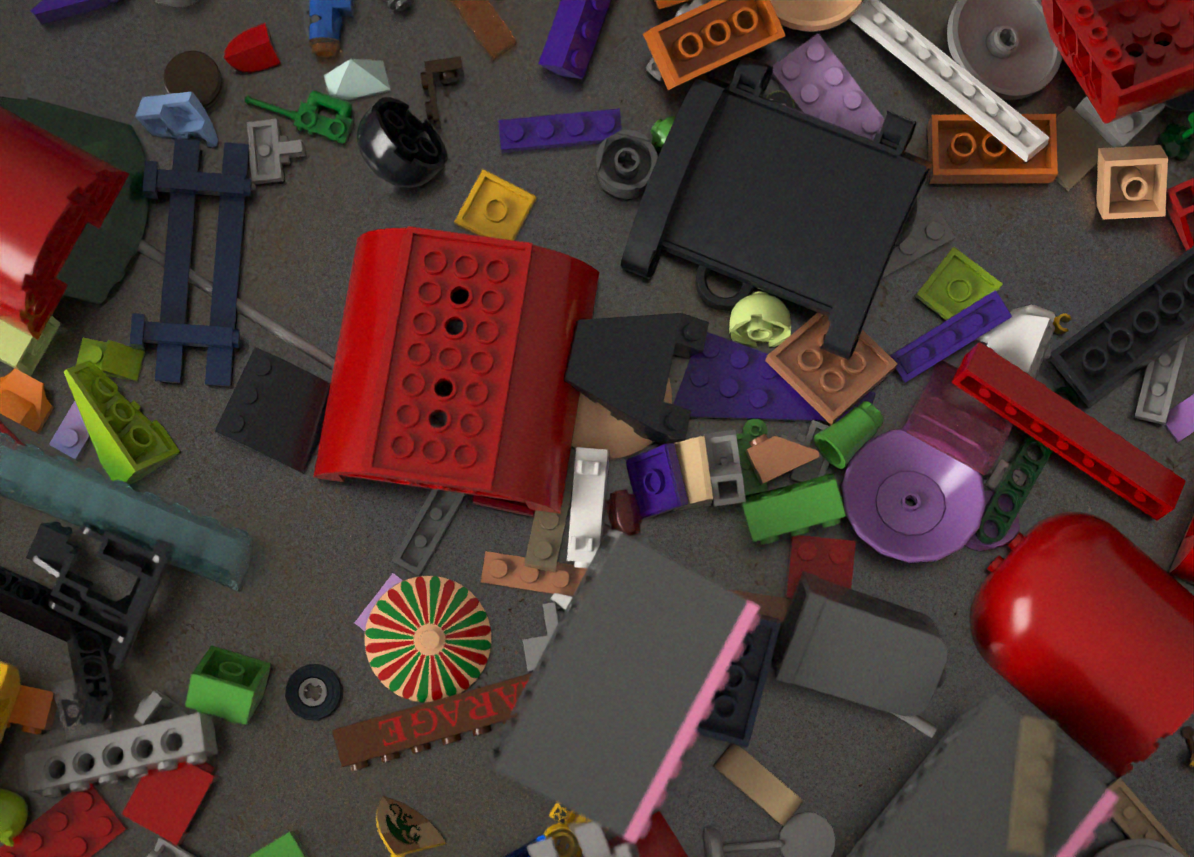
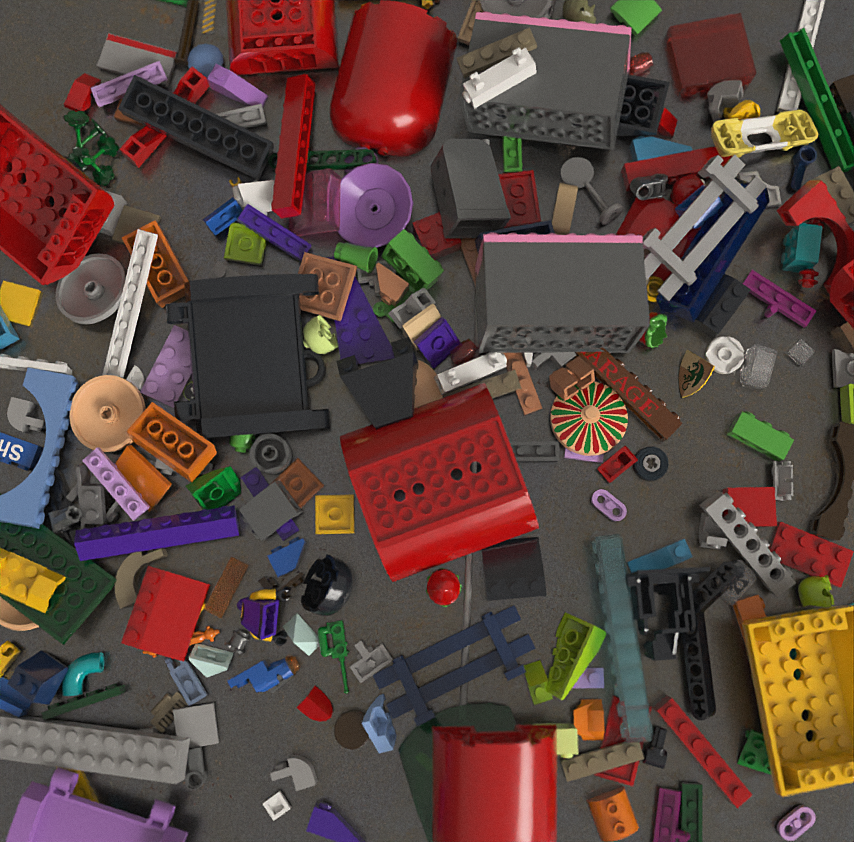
camera: 120 degrees left, 0 degrees up
(173, 623) = (662, 557): none -> dark azure slope
(228, 685) = (677, 507): bright green brick -> none
(290, 596) = (608, 505): none -> lavender plate
(309, 302) = (443, 587): none -> red hair
(338, 638) = (617, 464): none -> red slope
(413, 37) = (260, 614): none -> dark purple torso
(469, 113) = (288, 558): none -> blue slope
(502, 660) = (575, 373): none -> nougat piece
(503, 807) = (656, 331): none -> bright green hair
(548, 123) = (269, 510): none -> dark grey panel
(566, 180) = (300, 482): none -> dark orange tile
(620, 64) = (215, 488): none -> green slope
(813, 728) = (520, 197): none -> red tile
(842, 39) = (136, 377): none -> white tile
(887, 757) = (512, 154): none -> bright green tile
(986, 762) = (499, 77): none -> white brick
(1014, 275) = (223, 216): none -> blue panel
(1132, 182) = (139, 181): light nougat brick -> none

